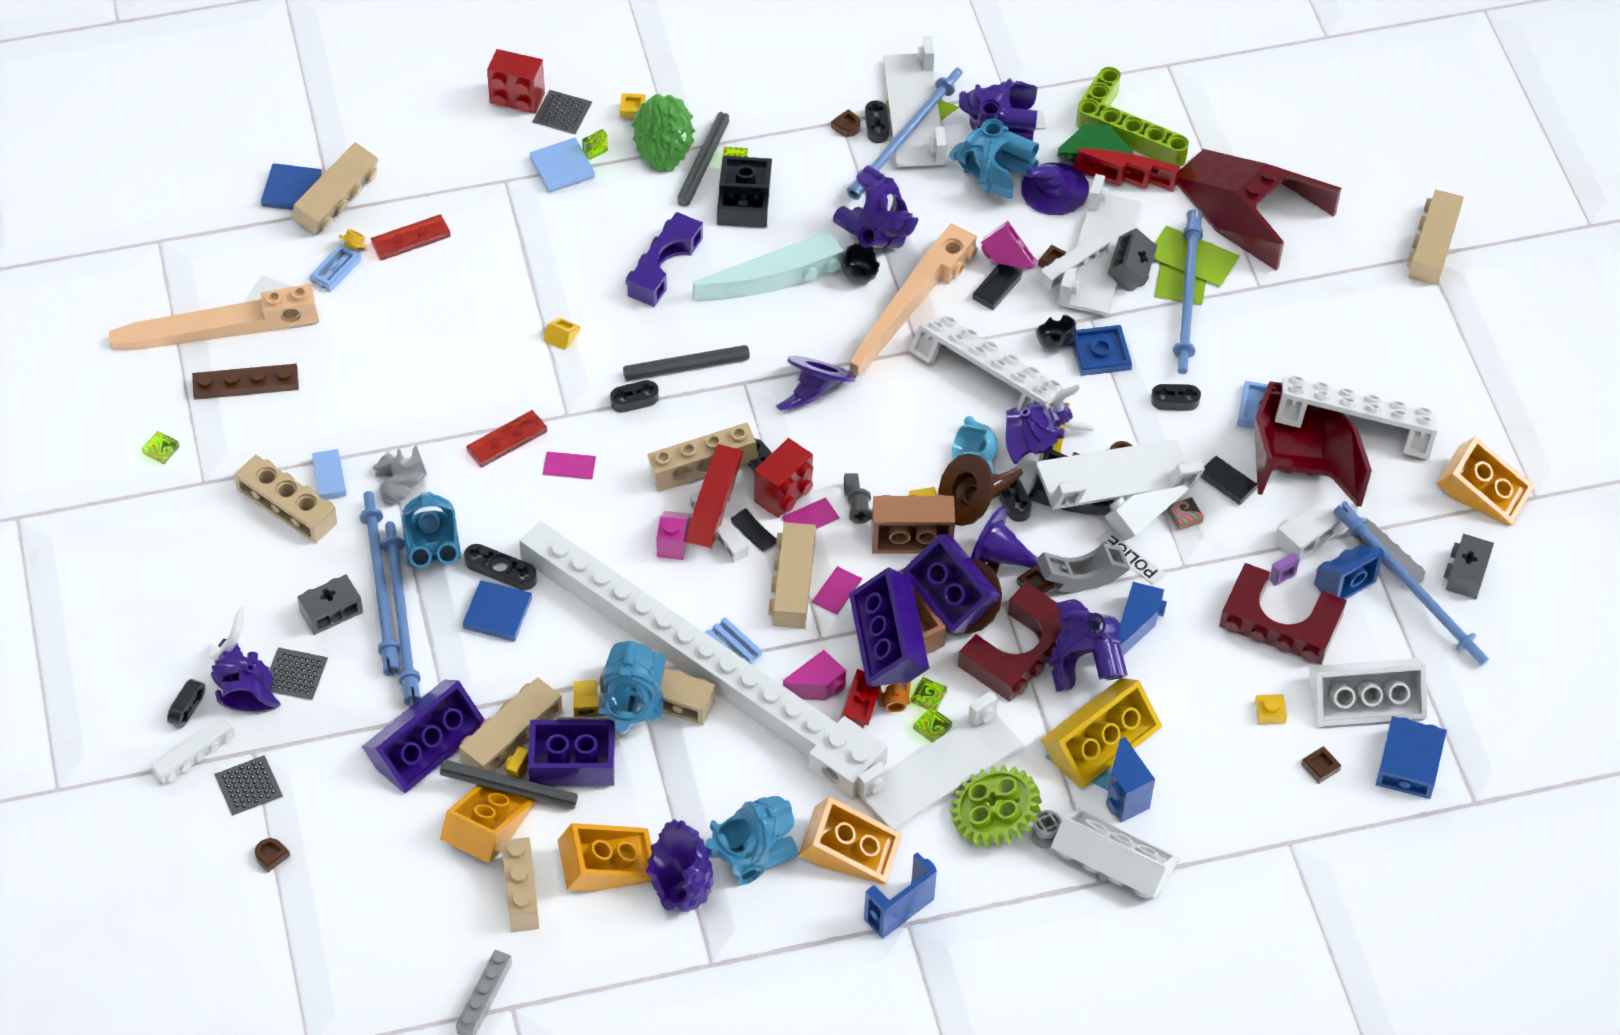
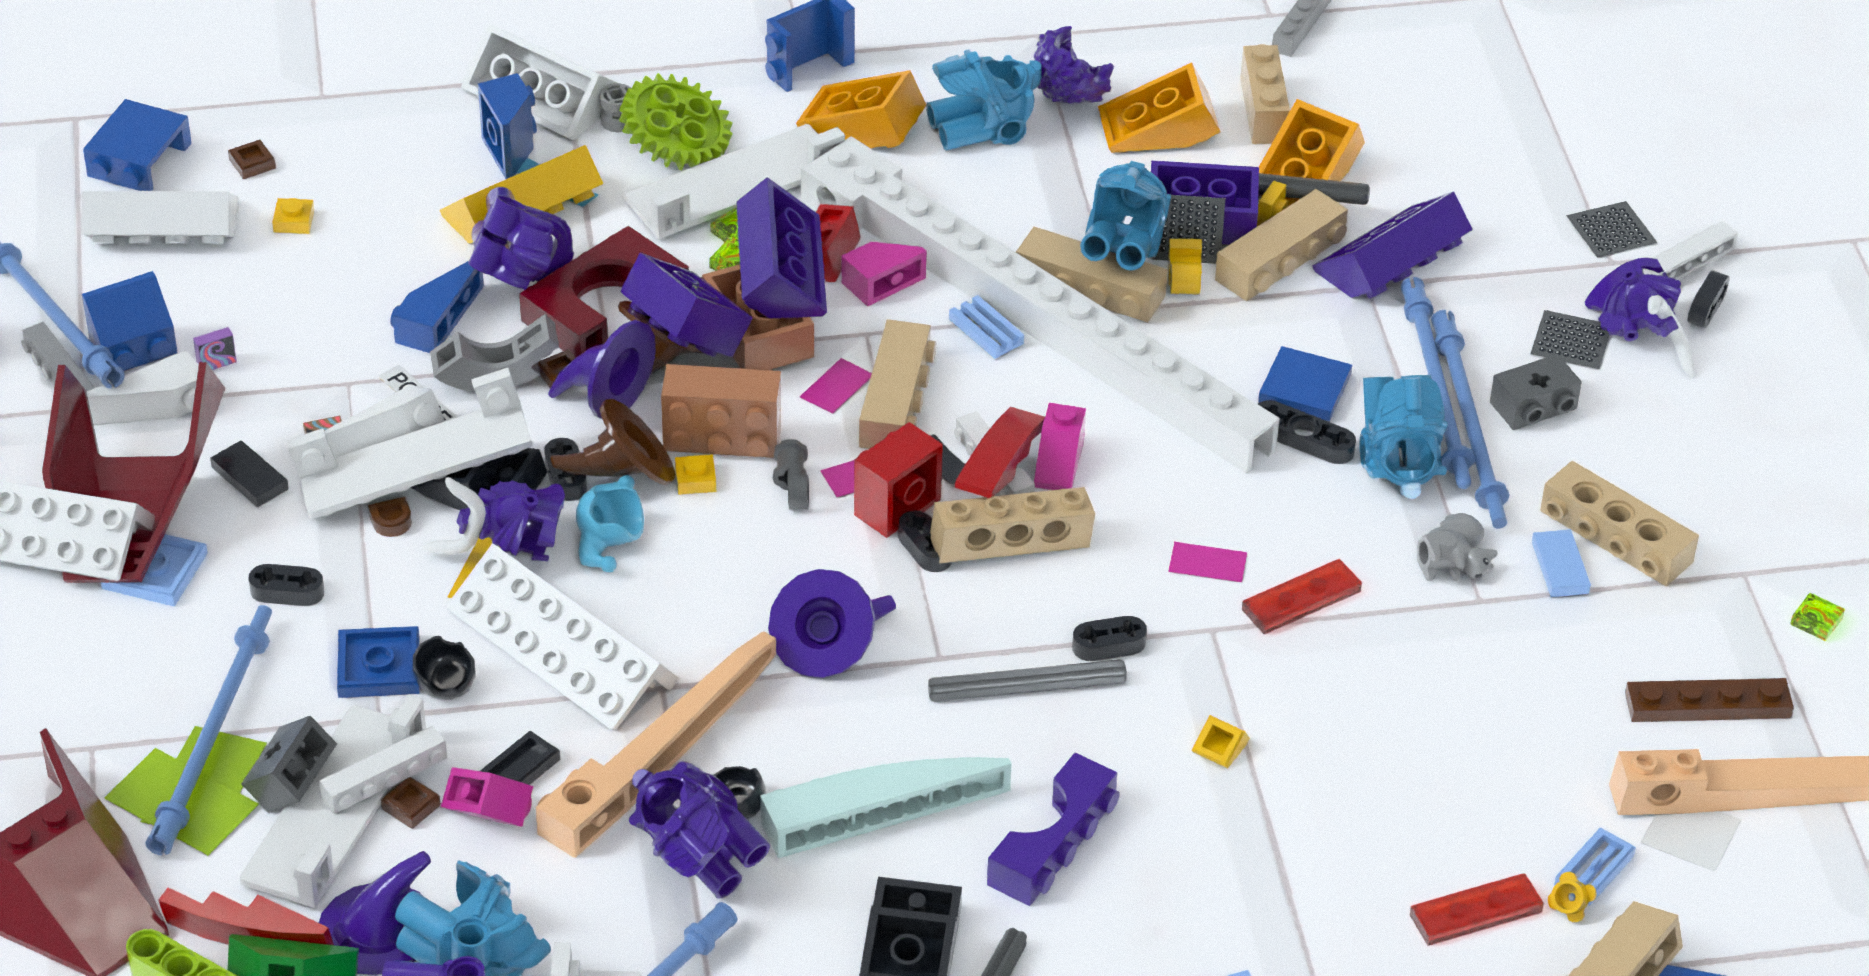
camera: 175 degrees left, 10 degrees down
(270, 853) = (1571, 157): reddish brown tile -> none
(1305, 639) = (214, 272): dark red arch -> none

